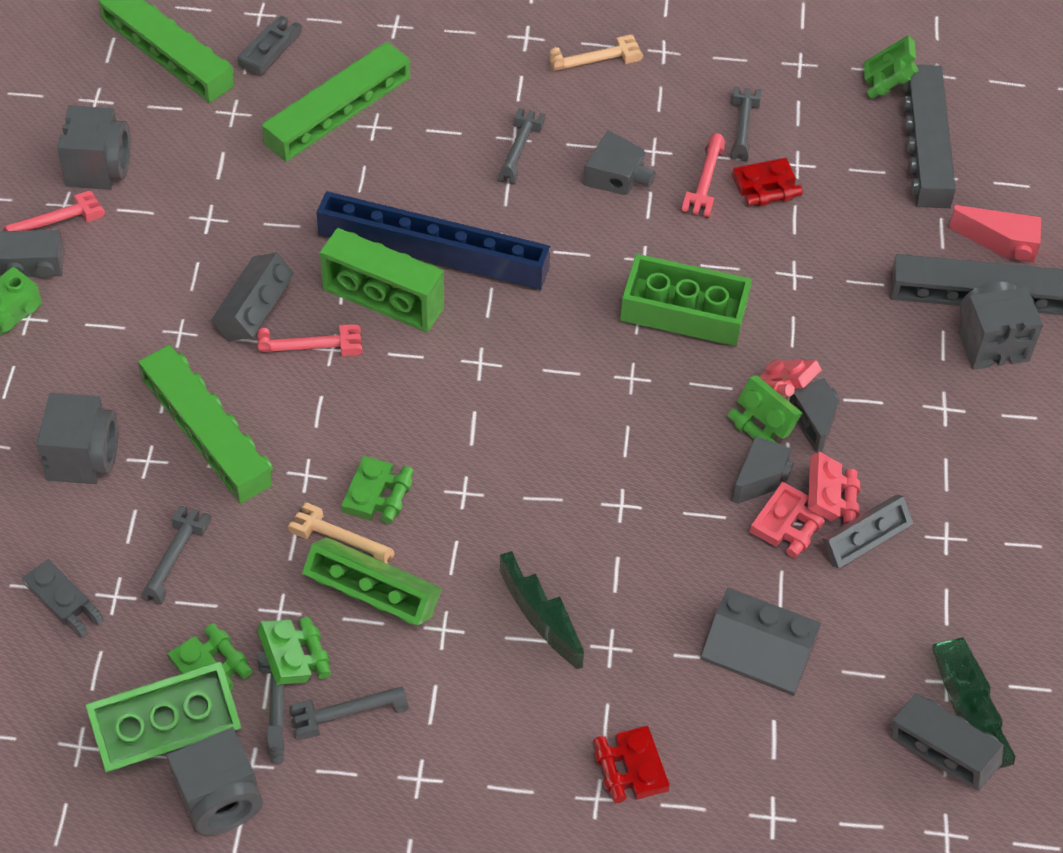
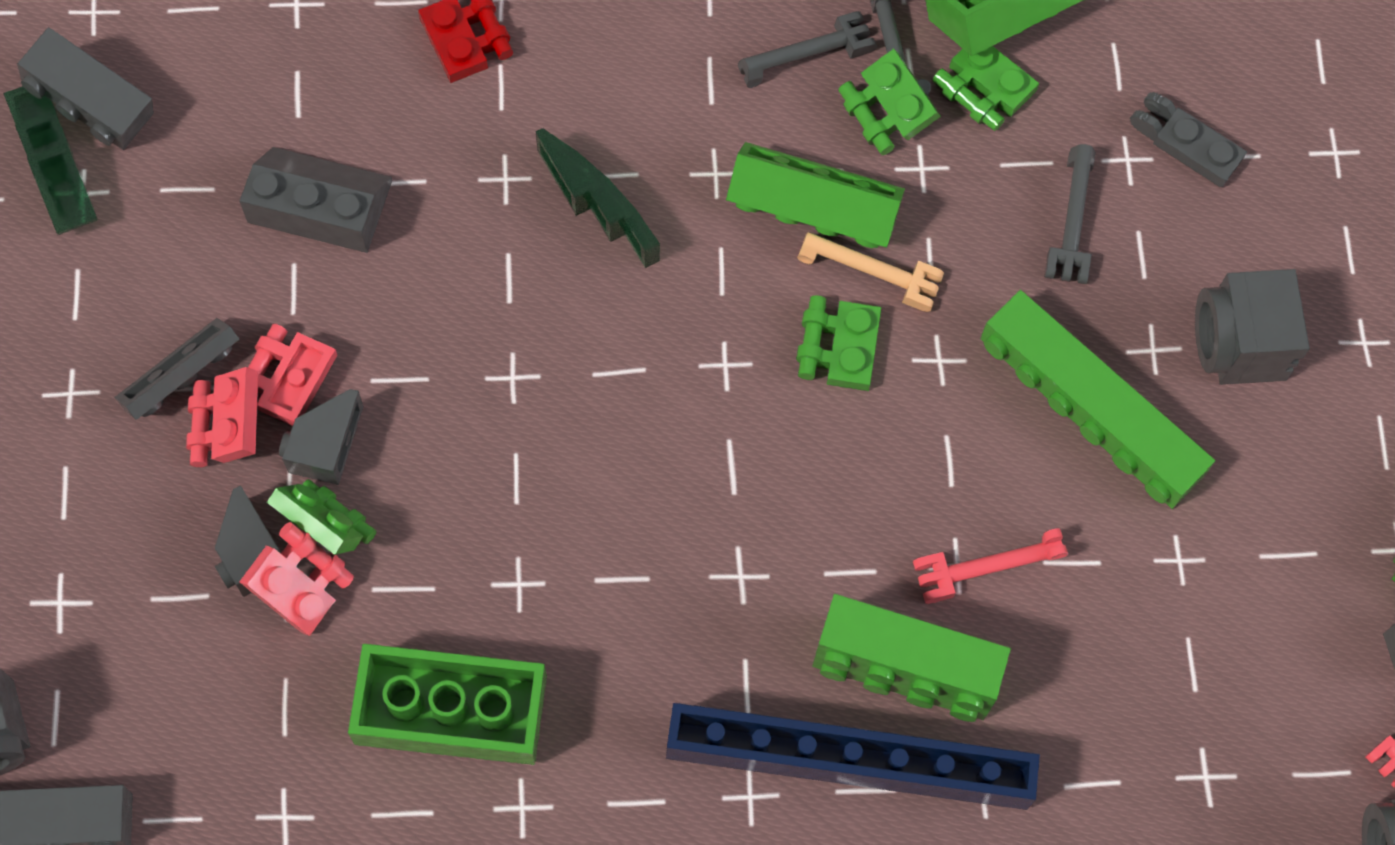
camera: 170 degrees right, 15 degrees up
(252, 297) = (1092, 608): dark grey brick -> none

